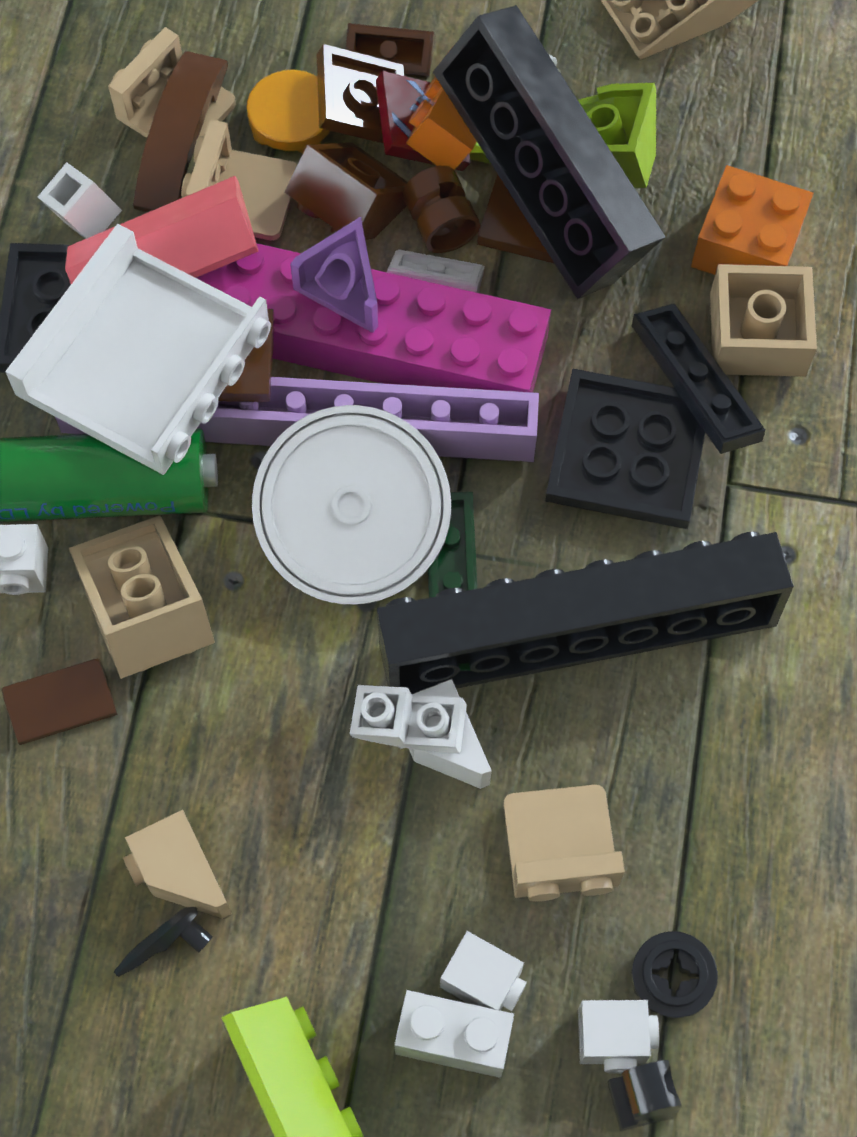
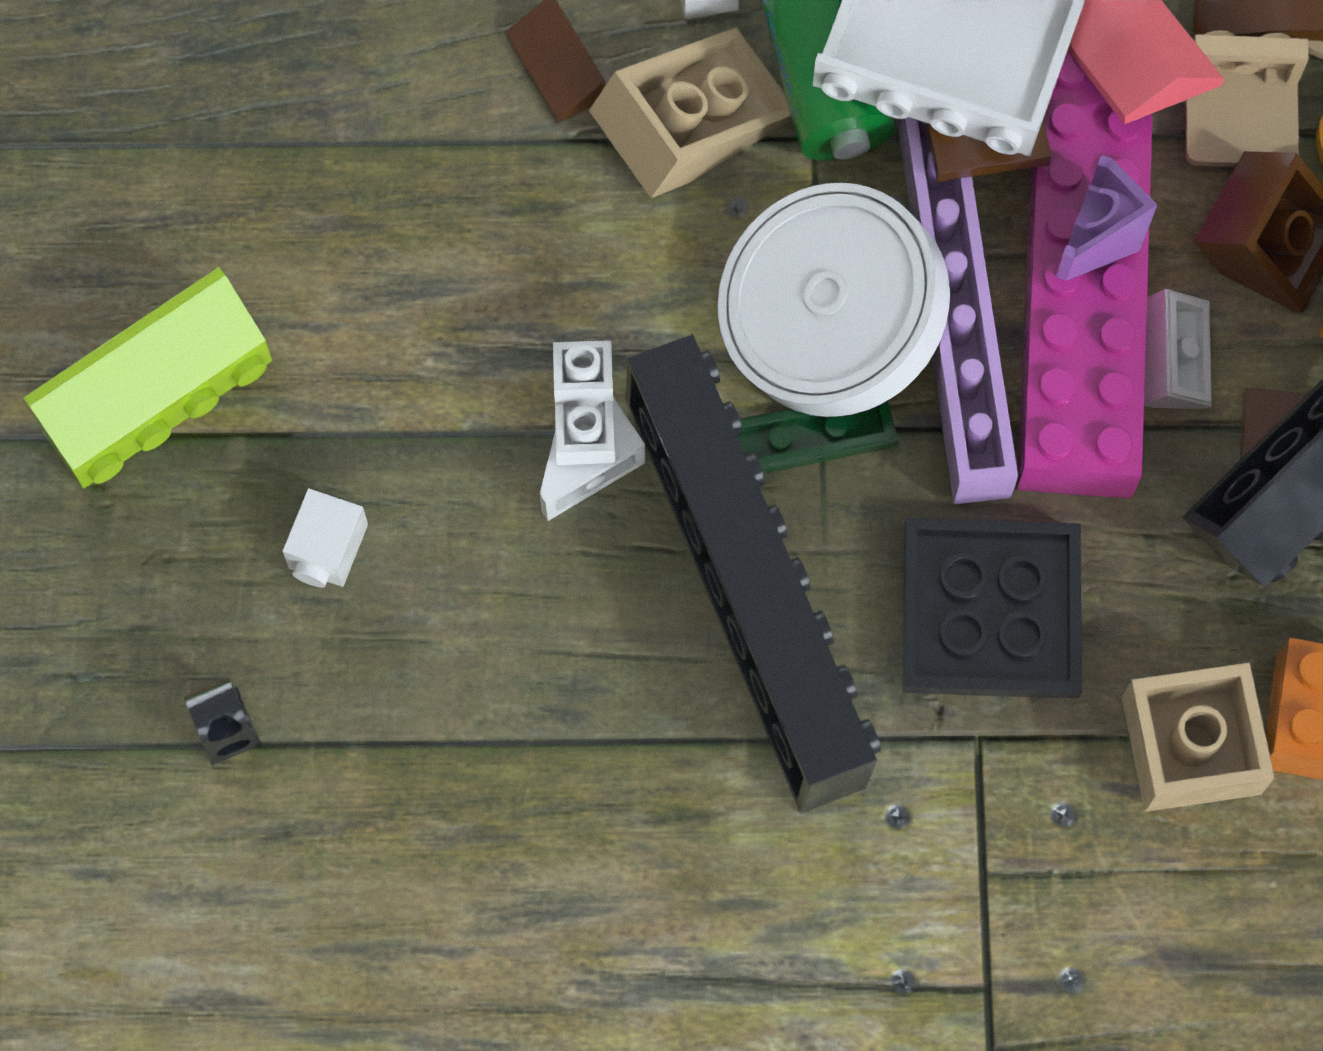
camera: 80 degrees right, 5 degrees up
(175, 866) = (393, 213): tan slope -> none
(181, 925) = (334, 231): black bar -> none
(441, 209) = (1273, 331): reddish brown wheel -> none
(453, 1033) = (257, 517): white brick -> none
(561, 843) = (486, 599): tan bracket -> none
(616, 1033) = (283, 685): white brick -> none
(693, 960) = (340, 725): black gear -> none
(698, 378) = (1099, 670): black tile -> none

